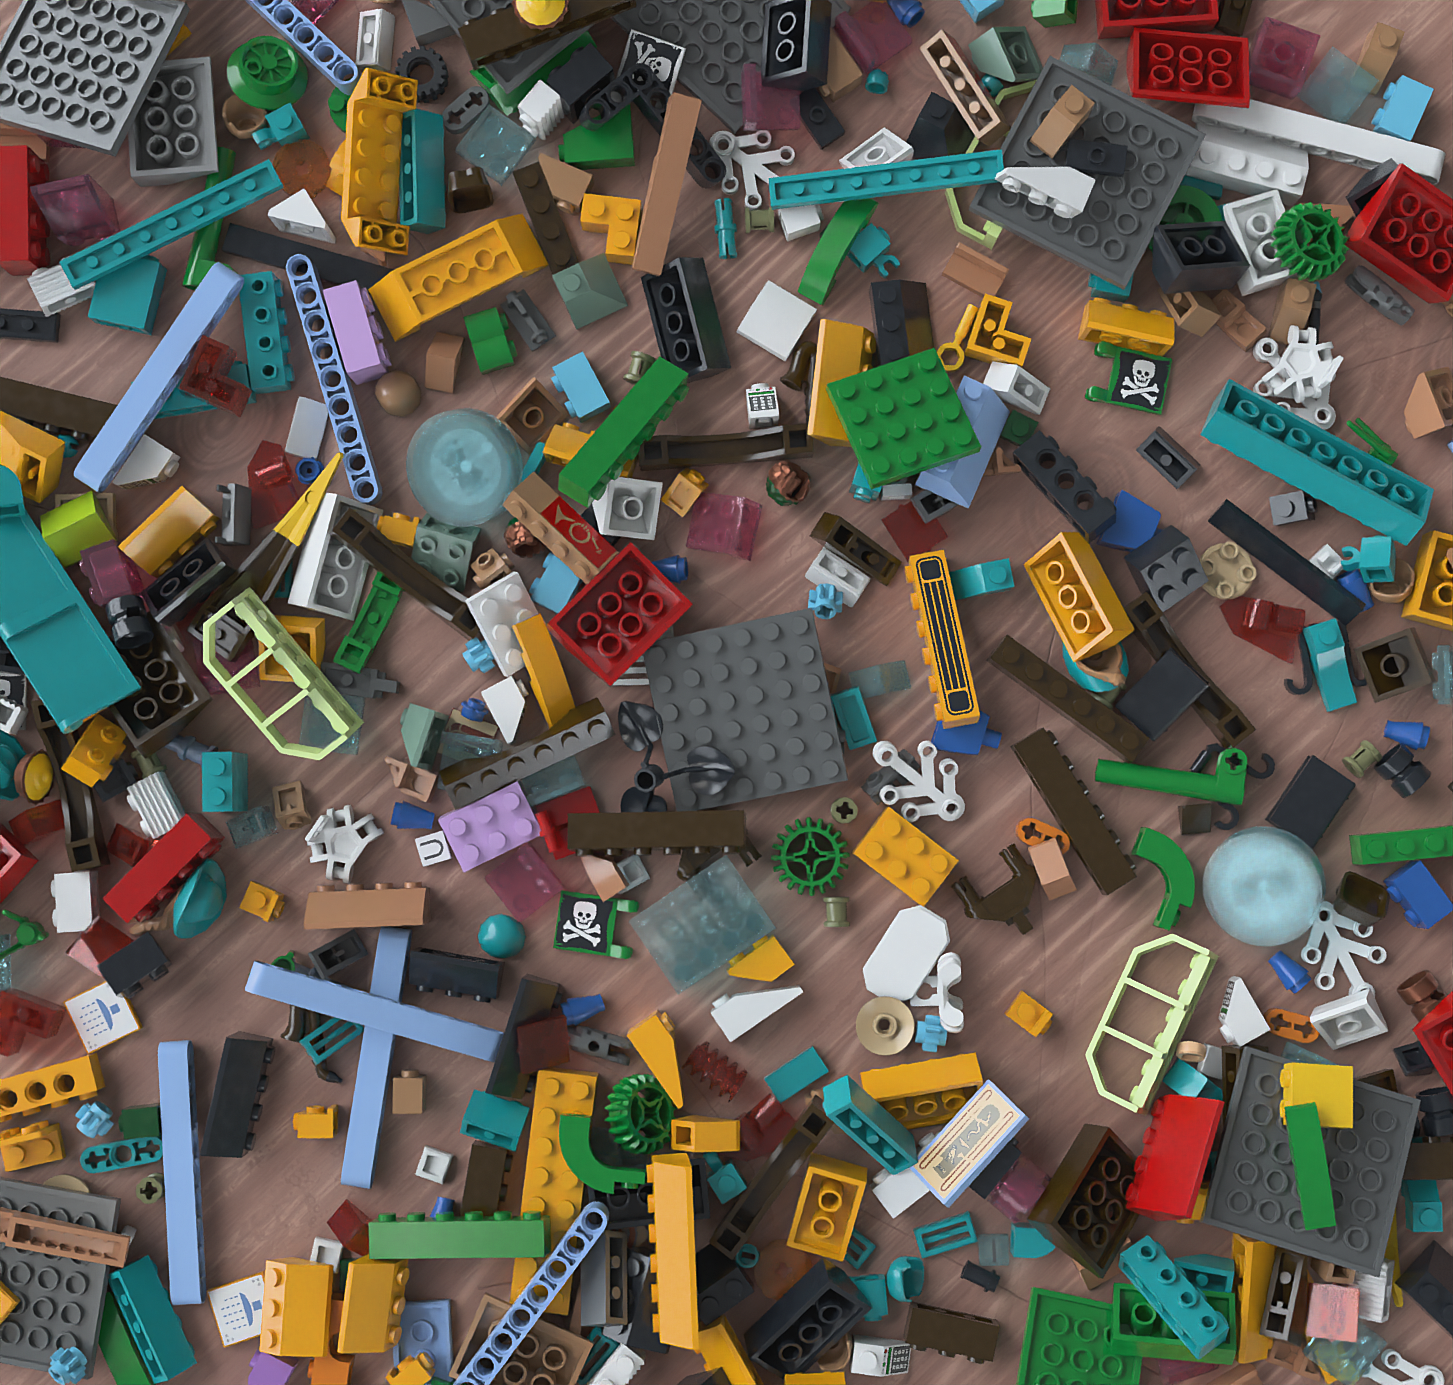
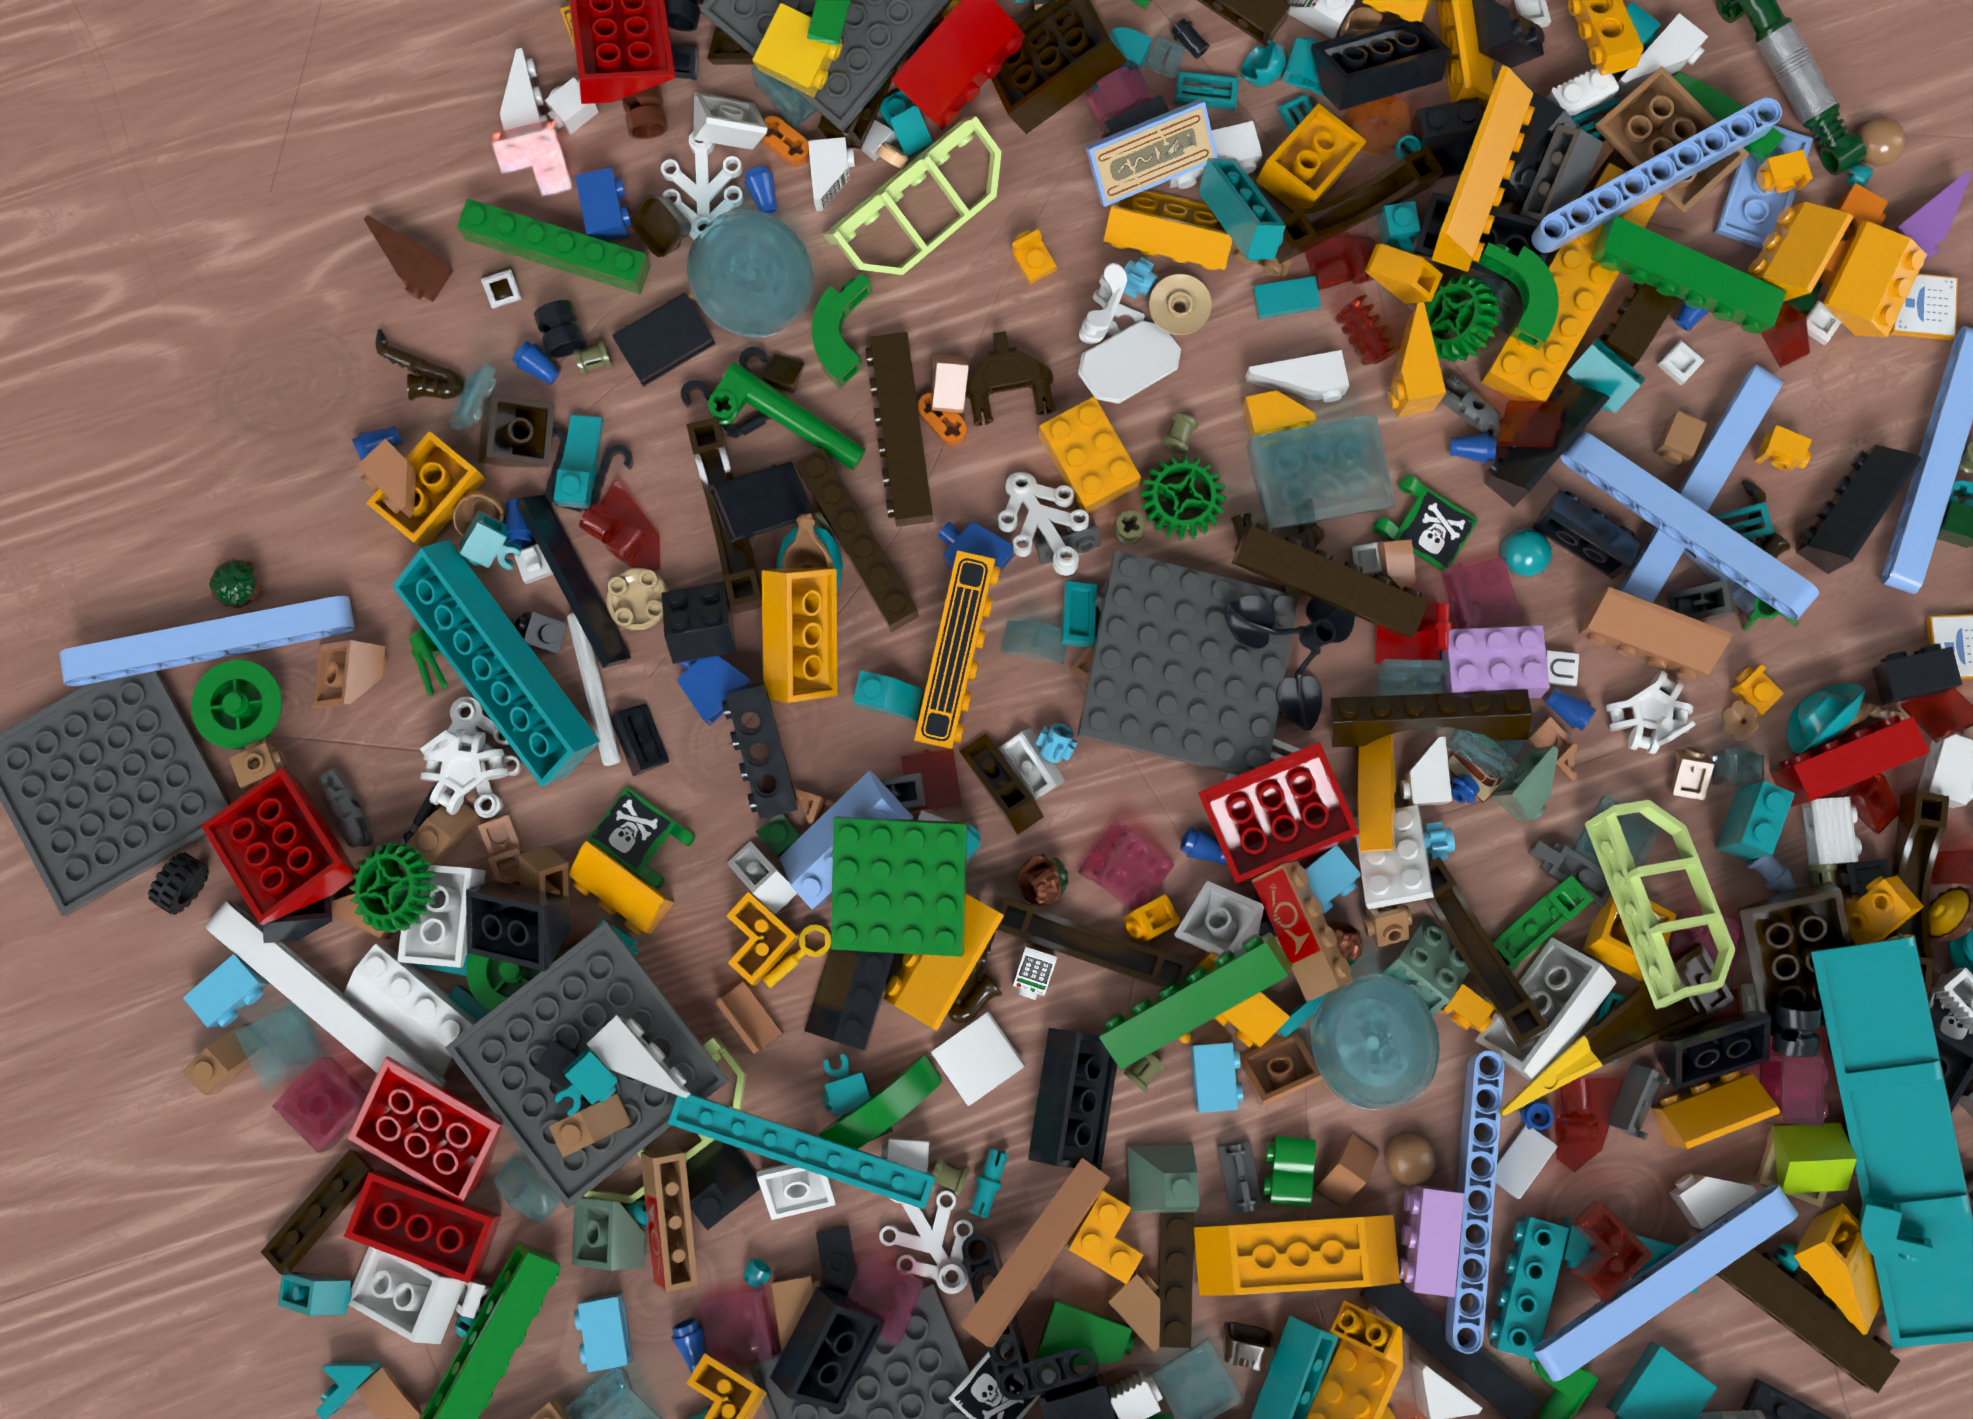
camera: 155 degrees left, 5 degrees down
(267, 868) = (1740, 720): none -> medium nougat plant
(1081, 151) = (587, 1078): none -> teal brick
(1221, 475) = (594, 693): none -> white axle

